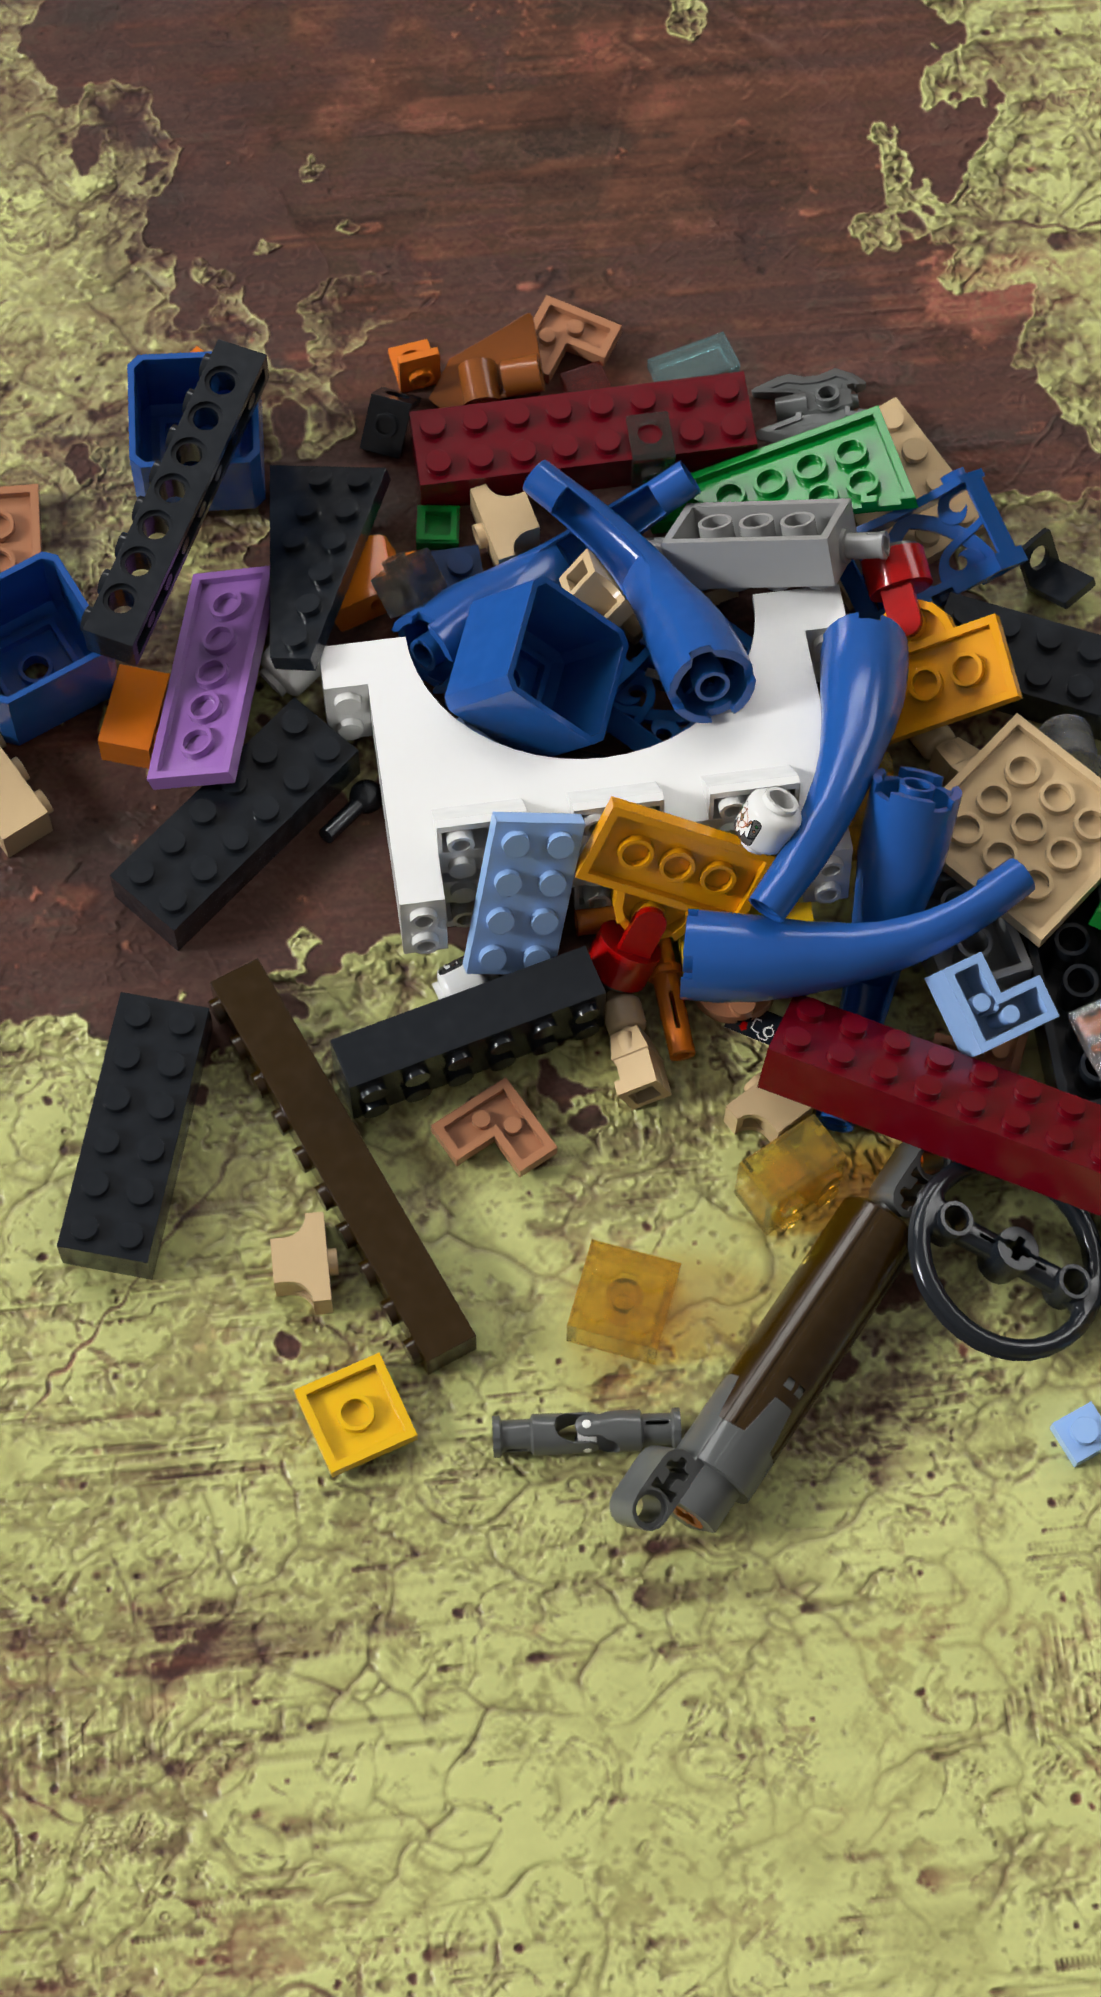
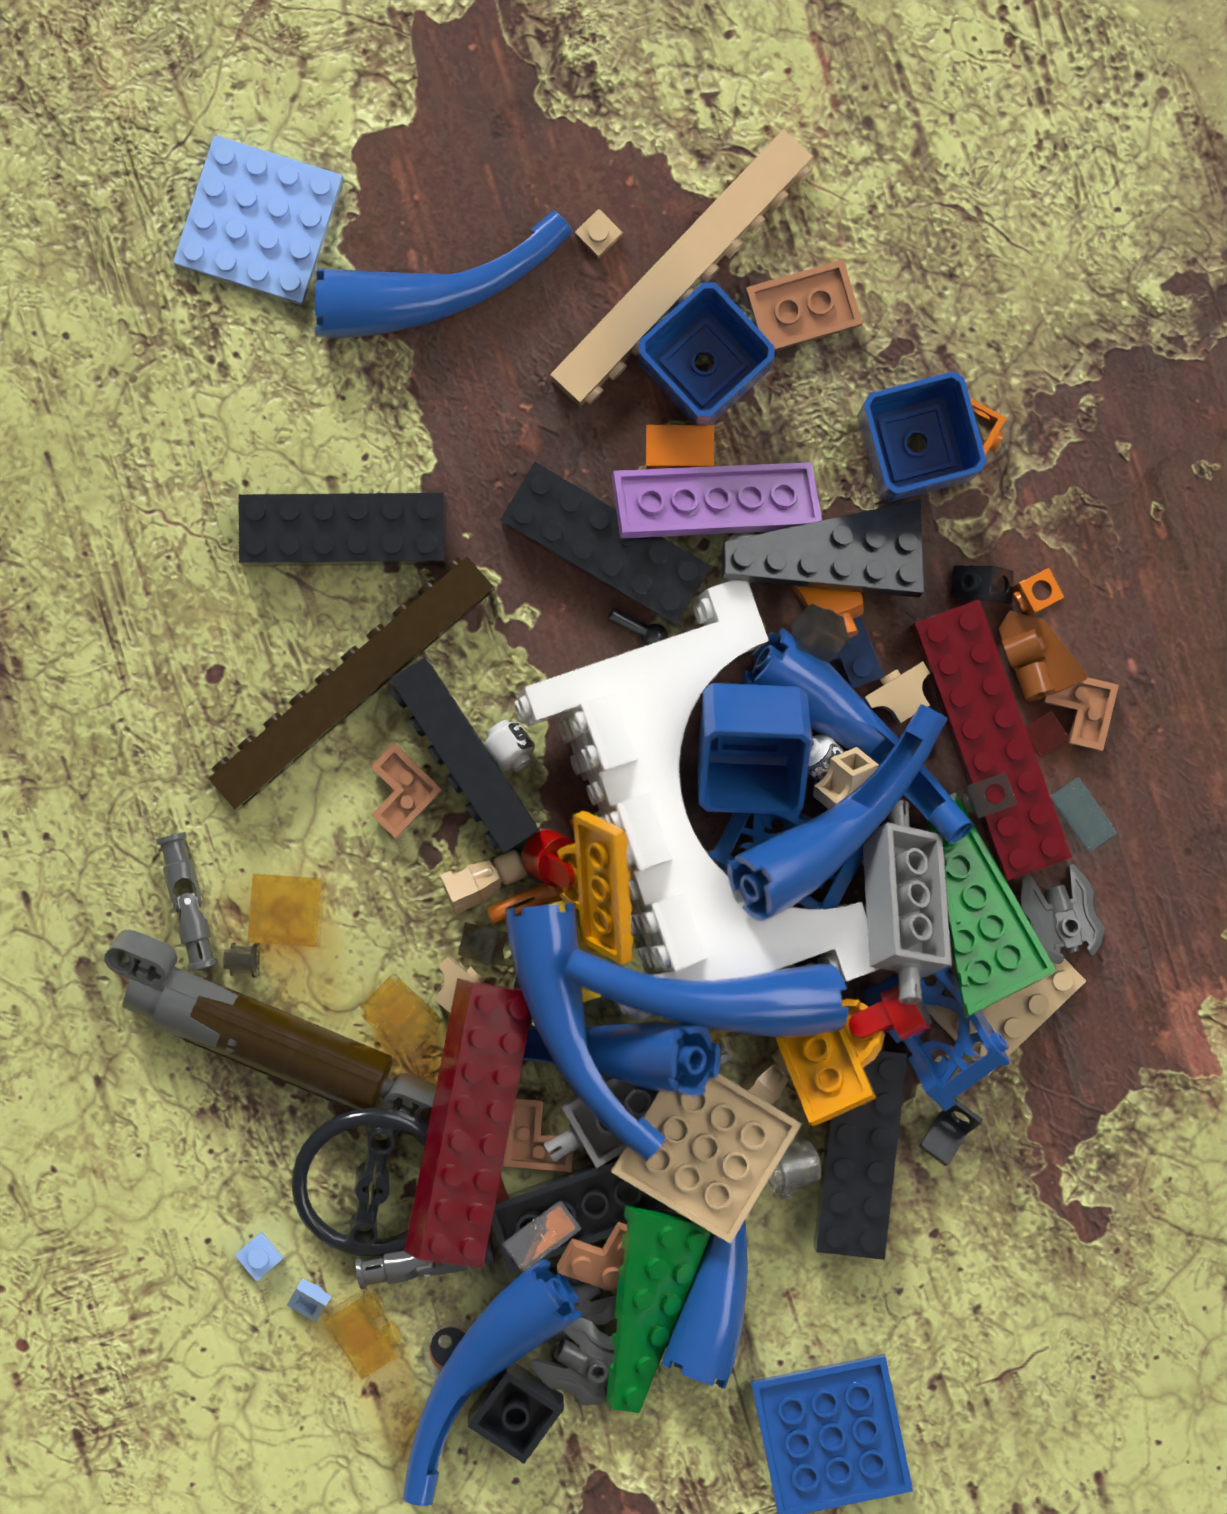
camera: 80 degrees right, 20 degrees up
(127, 634) = (956, 444): black brick -> none
(305, 1264) = (270, 675): tan brick -> none
(355, 1414) = (168, 735): yellow plate -> none
(437, 527) = (895, 642): green tile -> none
(522, 890) = (559, 777): light blue plate -> none
(679, 1372) = (242, 959): none -> clear smoke brick
(718, 1064) = (484, 945): none -> clear smoke bracket
(767, 820) = (638, 952): white head -> none
(980, 1013) = (542, 1143): light blue brick -> none

